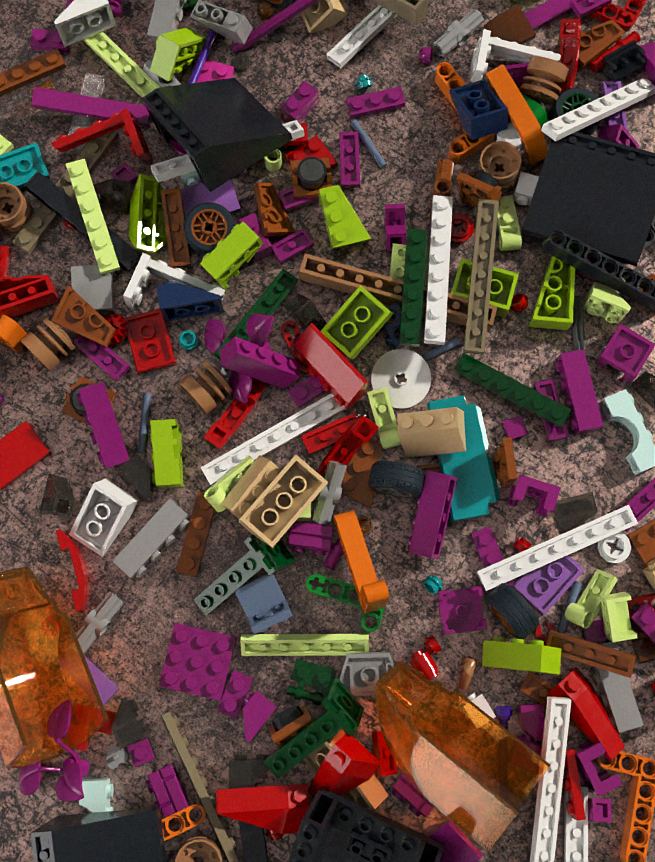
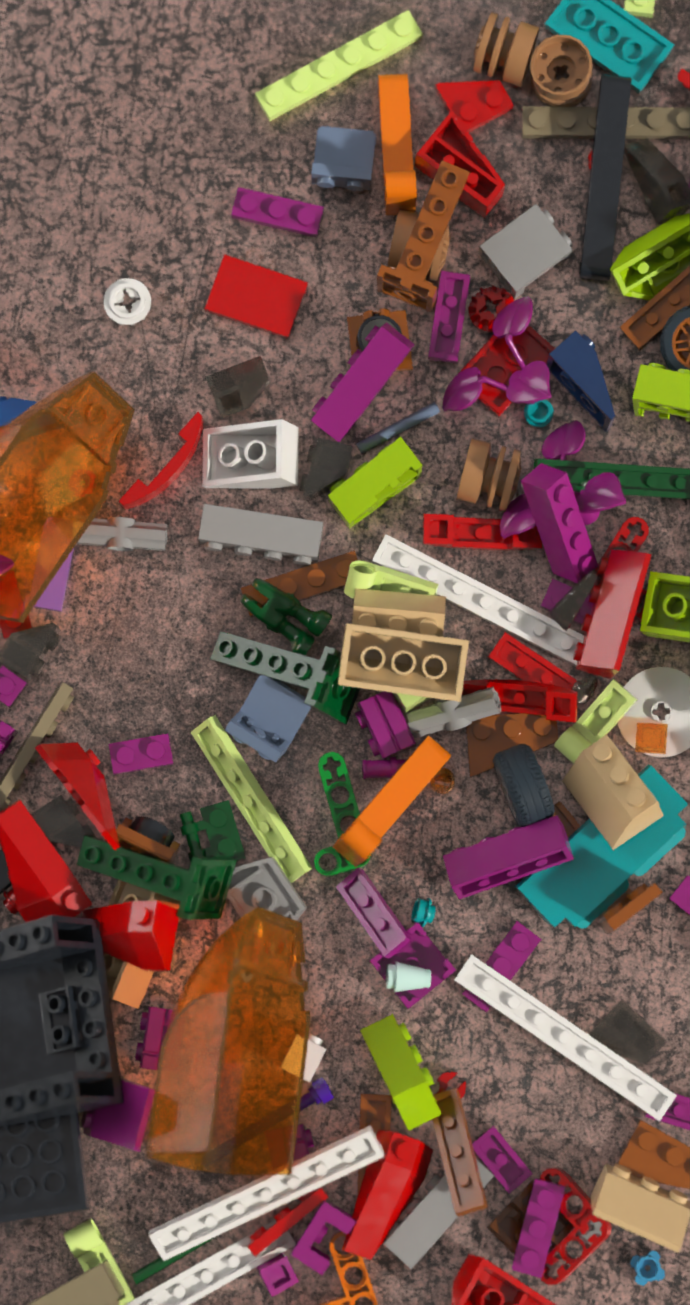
camera: 60 degrees right, 5 degrees up
(64, 362) = (408, 279): none -> dark orange bracket
(82, 319) = (477, 264): dark orange wing -> none
(92, 216) = (617, 187): yellowish green plate -> none
(159, 268) = (580, 302): white bracket -> none
(168, 334) = (525, 385): none -> magenta plant
(197, 661) = (151, 684): magenta plate -> none
(202, 552) = (284, 604): none -> dark green piece
(232, 742) = (84, 782): none -> red wedge
(256, 713) = (137, 792): magenta slope -> none
(305, 312) = (667, 539): clear smoke slope -> none
(309, 388) = (569, 606): none -> clear smoke slope
(382, 753) = (171, 982): red plate -> none
(413, 392) = (651, 738): none -> clear orange slope
(417, 614) = (373, 913): none -> magenta plate
(424, 663) = (318, 959): red brick -> none
(432, 645) = (348, 955): red plate -> none
(467, 618) = (407, 977): none -> light aqua cone
(468, 671) = (345, 1017): medium nougat arm -> none
(512, 611) = (449, 1026): black wheel -> none
(522, 544) = (543, 992): red plate -> none
(531, 719) = (333, 1128): magenta brick -> none
(537, 489) = (620, 965): magenta panel -> none
(548, 583) = (515, 1054): medium lavender tile -> none
(571, 599) = (501, 1099): sand blue bar -> none
(589, 602) = (526, 1120): yellowish green plate -> none
(616, 556) = (604, 1122): white gear -> none
(617, 617) = (524, 1161): yellowish green panel -> none

